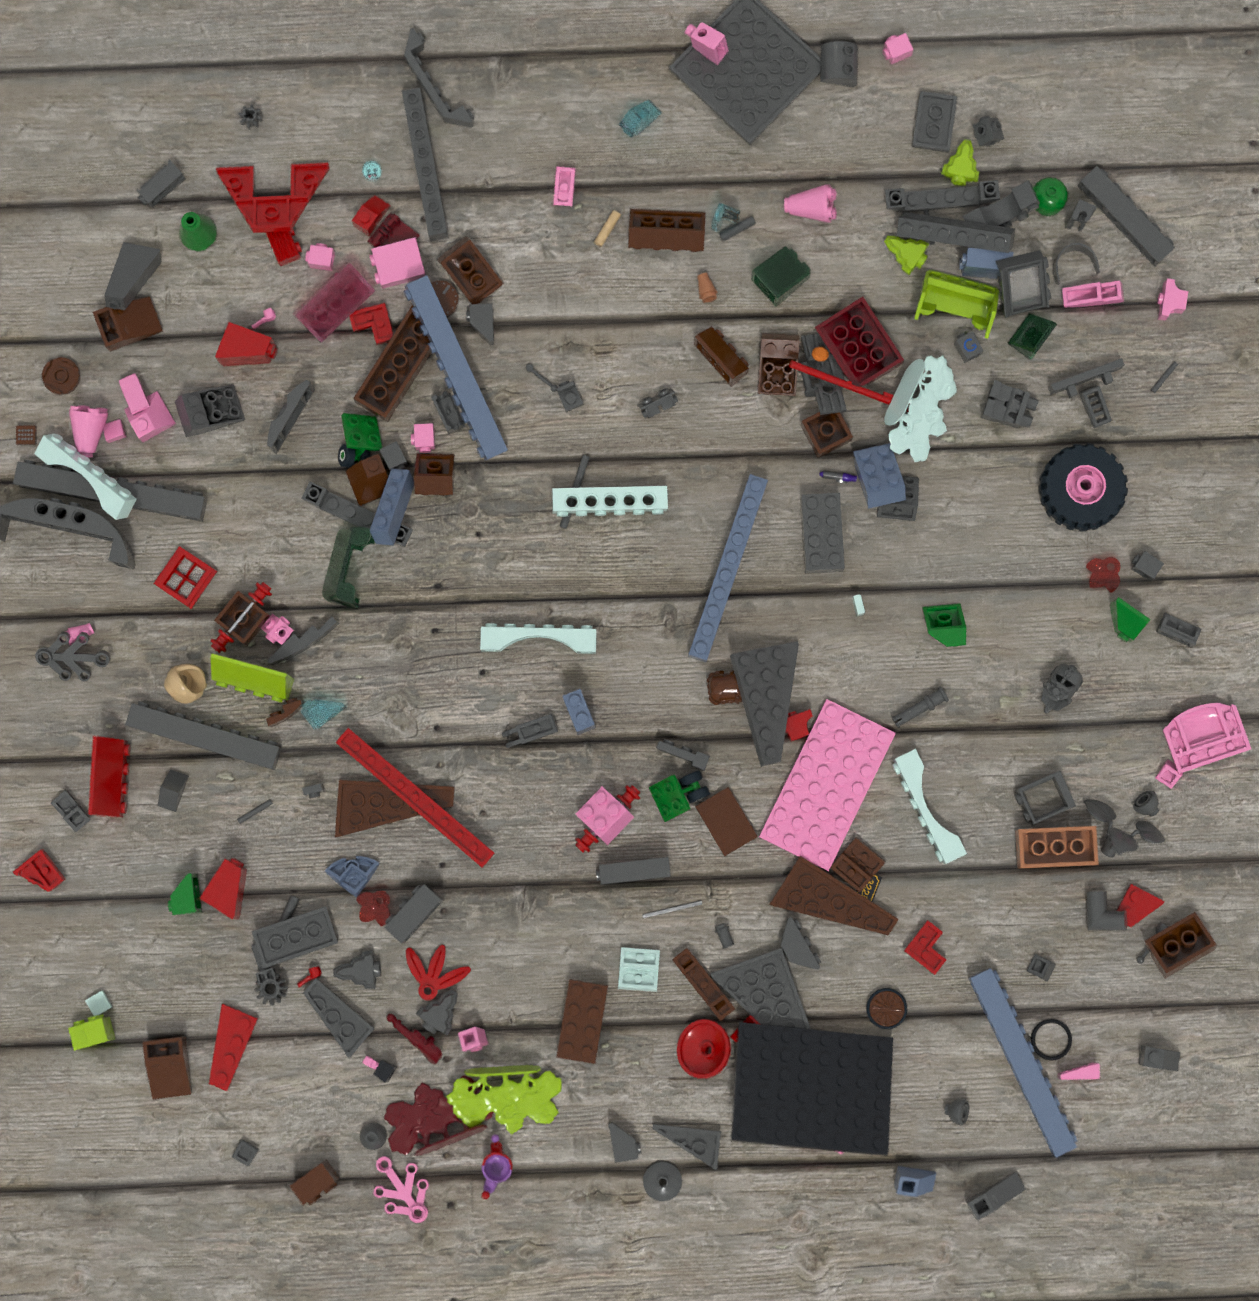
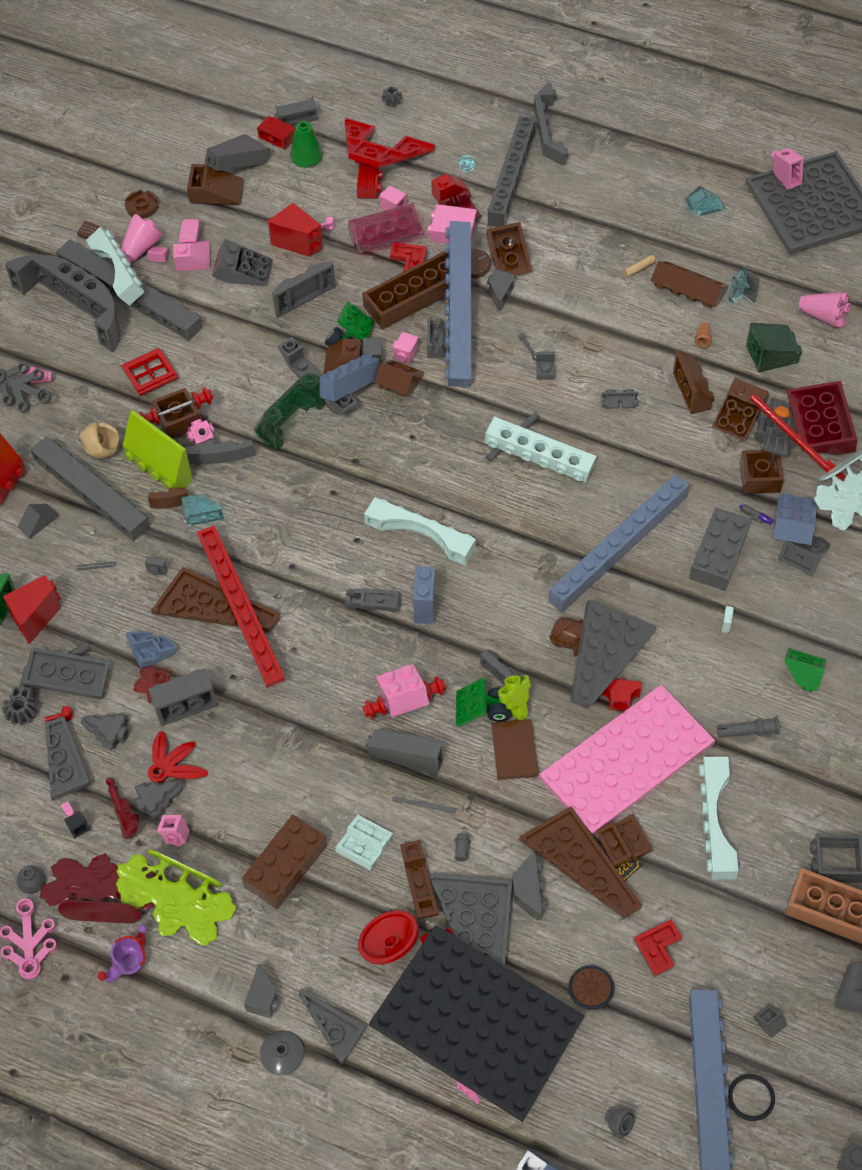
camera: 25 degrees right, 25 degrees down
(153, 220) = (276, 132): none -> red brick
(564, 186) = (618, 225): bright pink slope -> none
(707, 776) = (515, 695): none -> lime rock
(737, 228) = (747, 305): dark grey piece -> none
(1088, 1071) = (770, 1143): bright pink slope -> none

